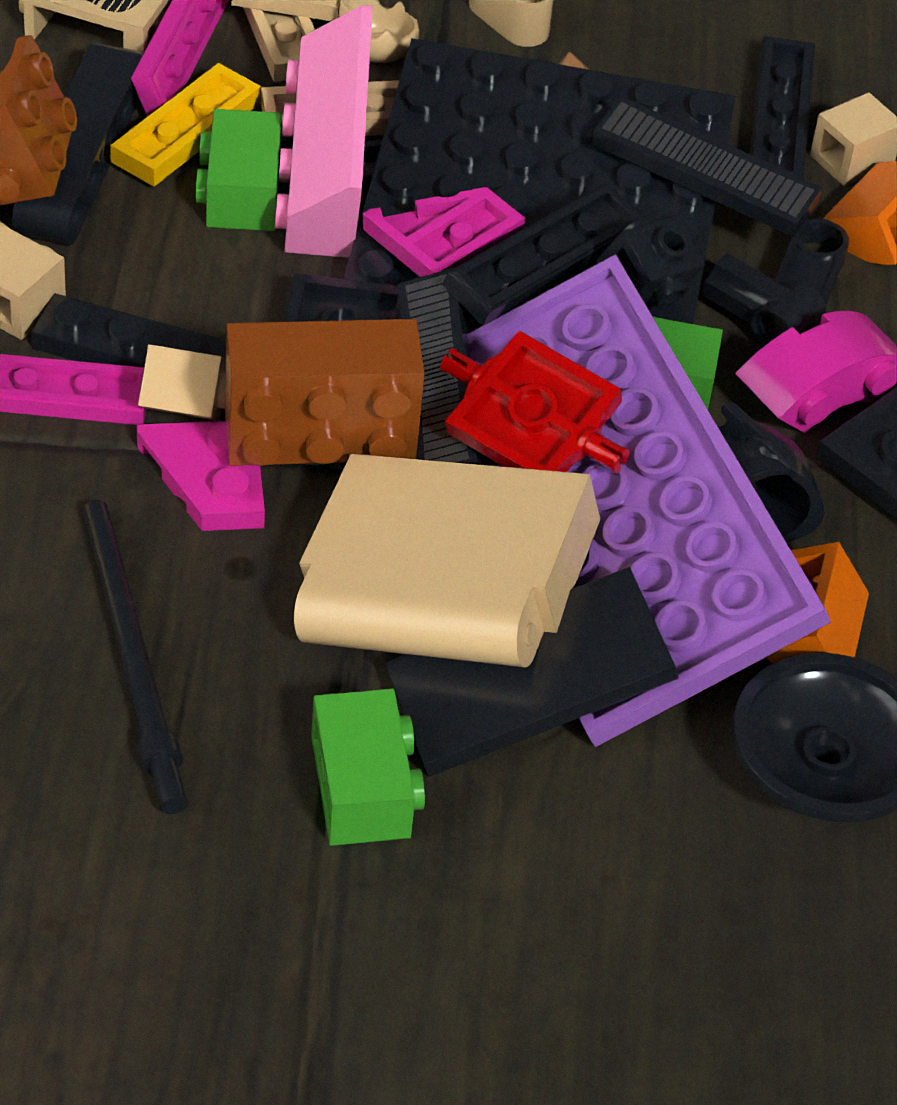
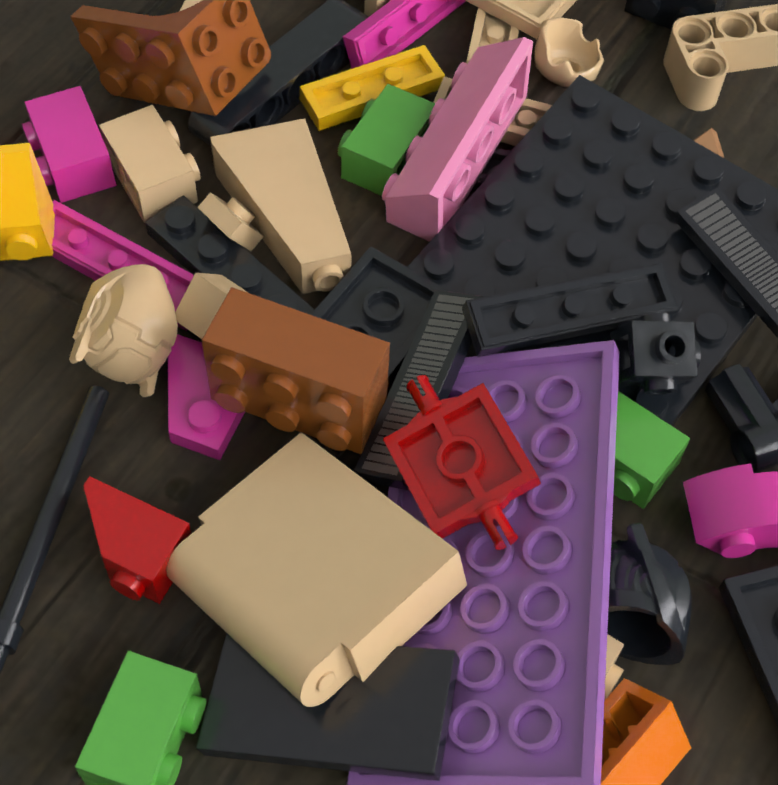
camera: 30 degrees right, 10 degrees up
(101, 425) = (127, 326): none -> tan helmet
(129, 294) = (232, 220): none -> tan plate
(171, 258) = (284, 186): none -> tan slope
(235, 615) = (134, 540): none -> red slope
(445, 229) = (504, 257): dark pink wing -> none

